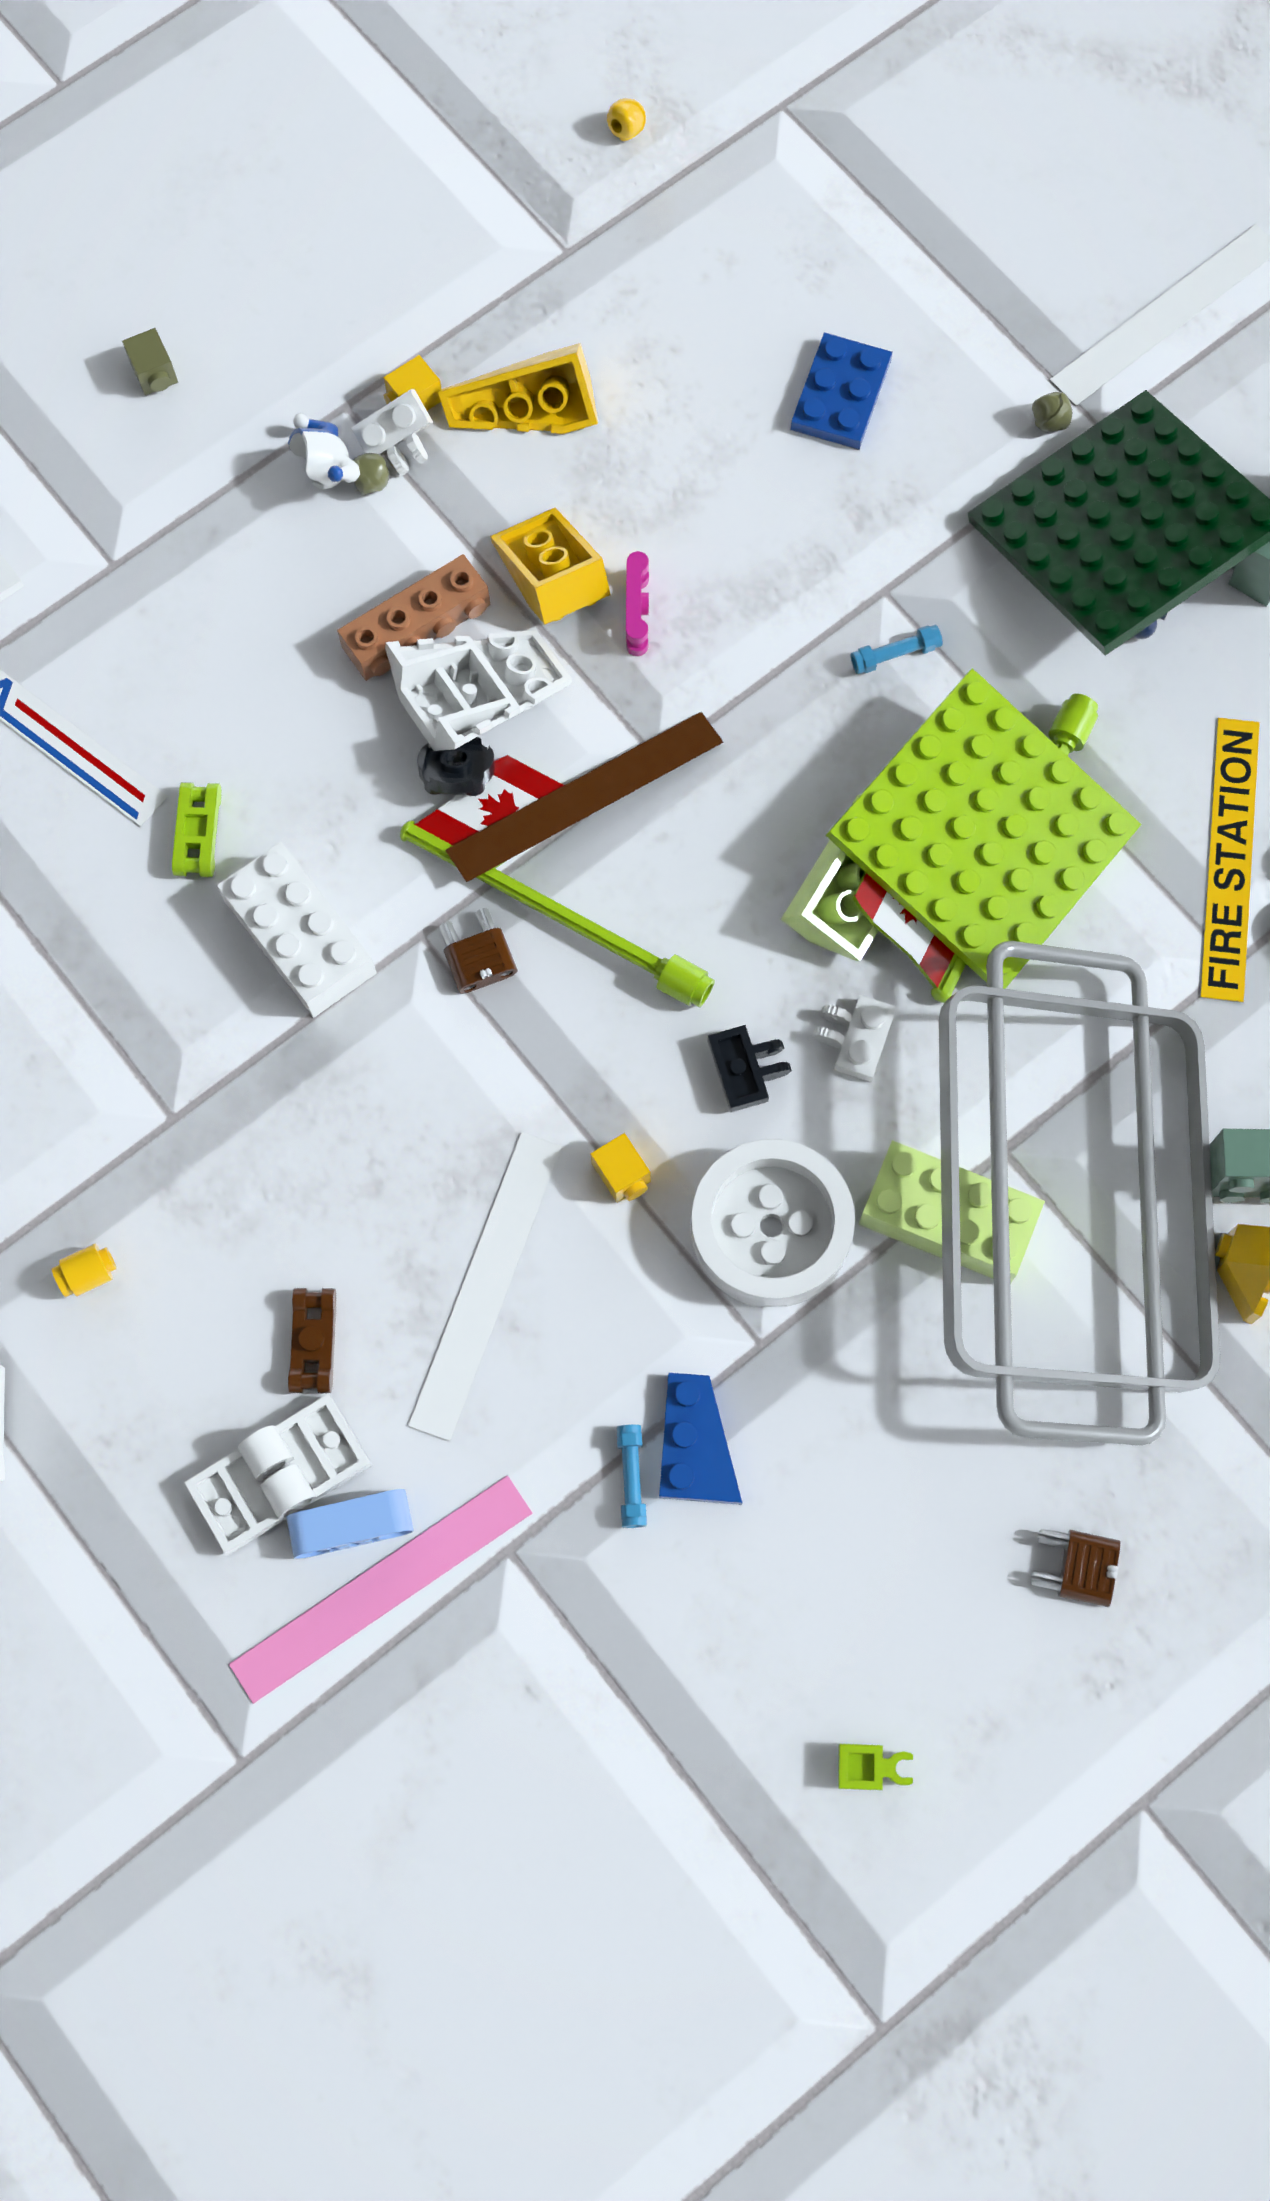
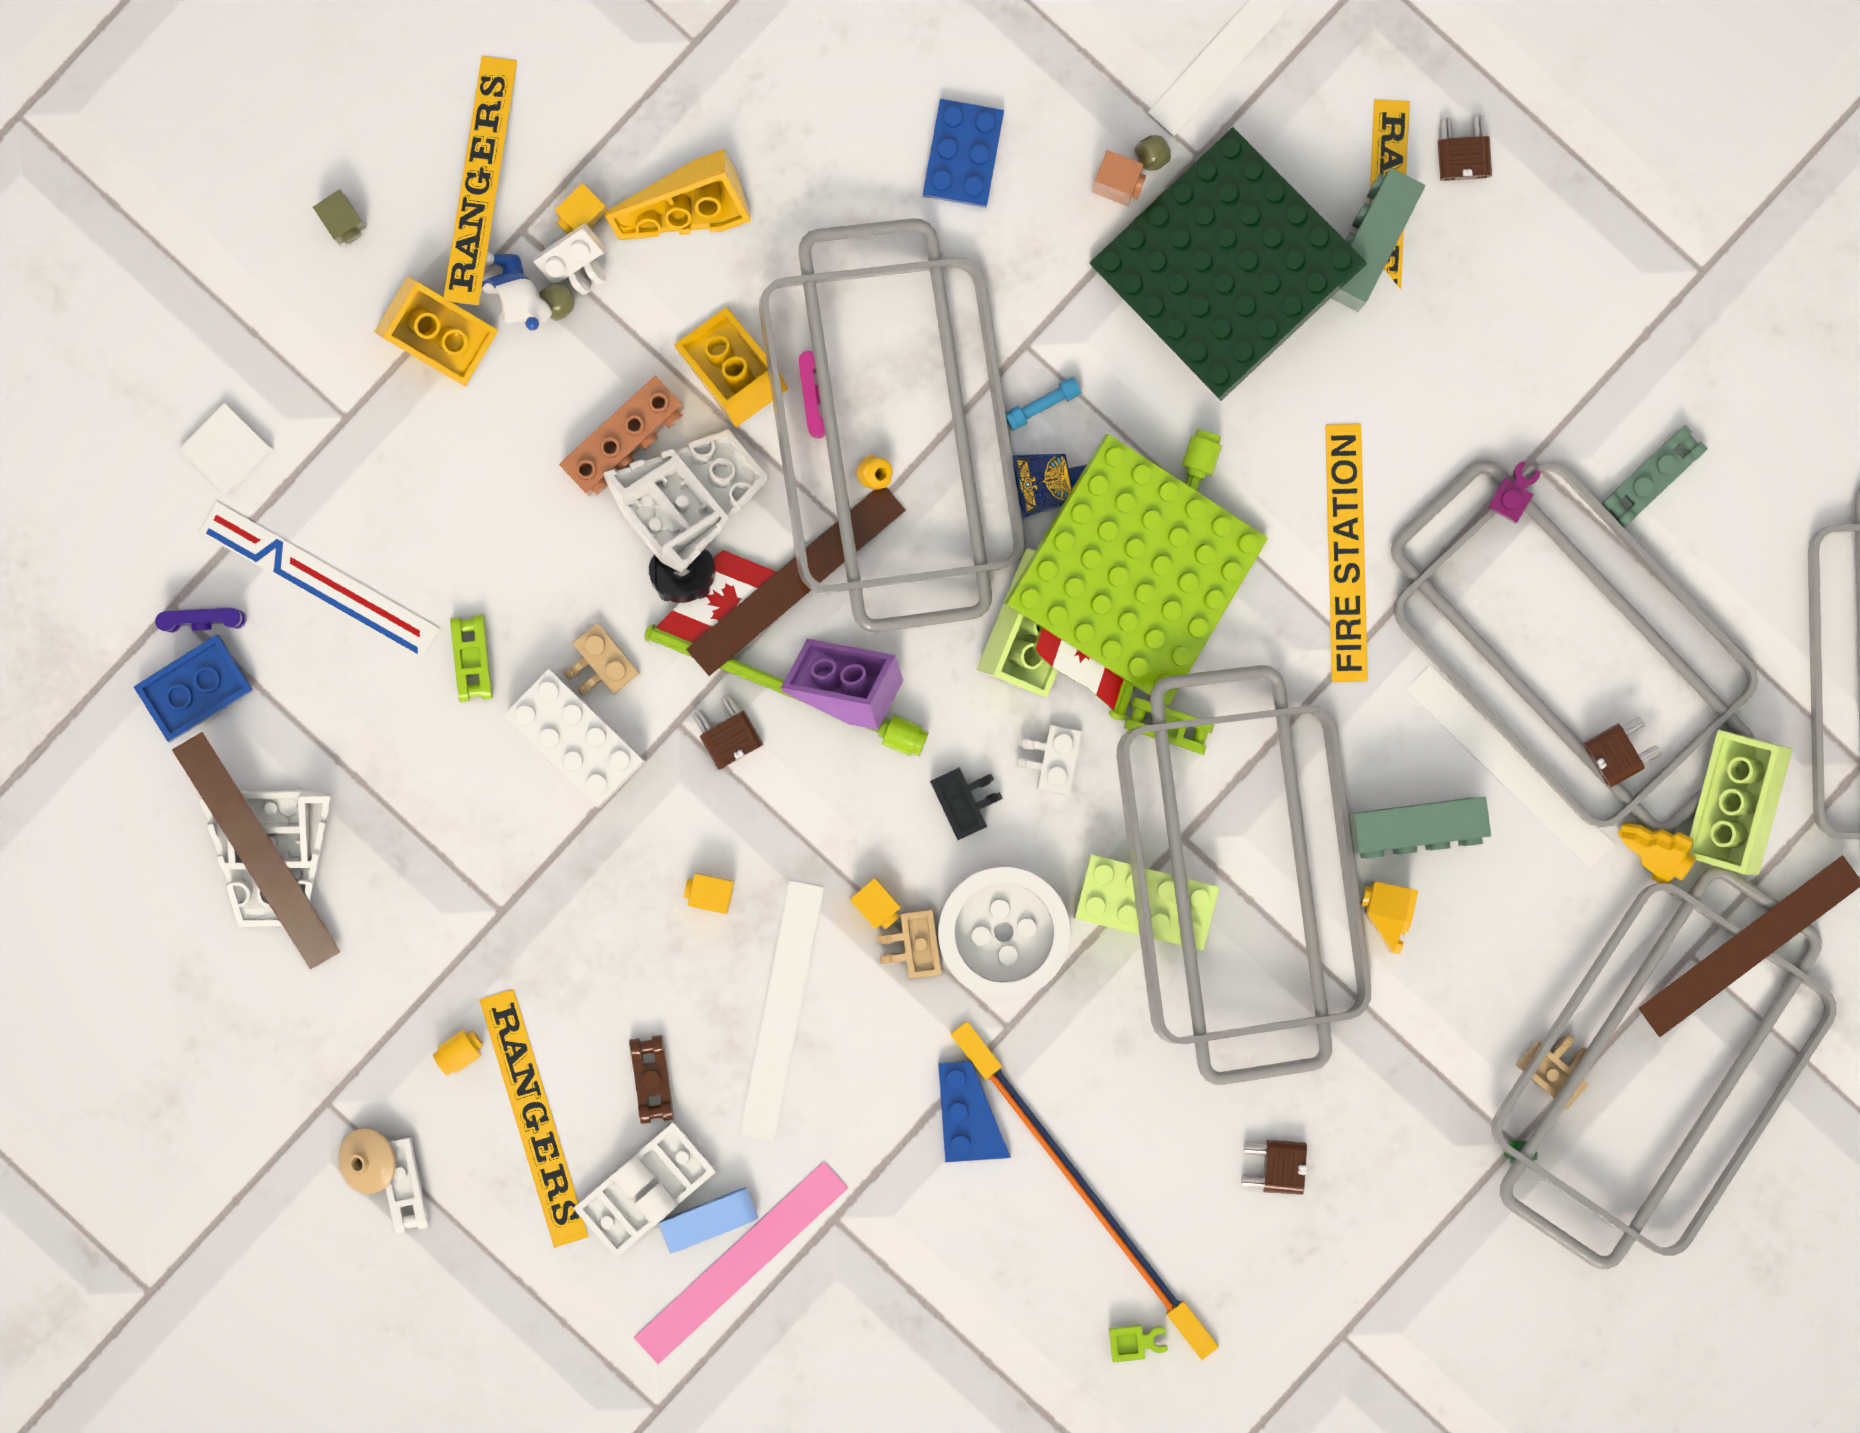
camera: 10 degrees left, 15 degrees up
(160, 1371) = (533, 1117): none -> yellow sticker
(230, 484) = (436, 331): none -> yellow slope
(308, 346) = (480, 180): none -> yellow sticker
(350, 852) = (604, 658): none -> tan hinge
(423, 1127) = (709, 893): none -> yellow brick
(626, 908) = (845, 682): none -> medium lavender slope
(633, 1512) = (926, 1177): dark azure bar -> none
(667, 1225) = (919, 944): none -> tan hinge
(694, 692) = (874, 472): none -> yellow piece
(796, 491) = (936, 266): none -> light grey bar
(883, 725) = (1043, 481): none -> torso
(934, 1741) = (1180, 1314): none -> piece
(1012, 424) = (1119, 178): none -> nougat brick
(1030, 1042) = (1175, 736): none -> lime plate

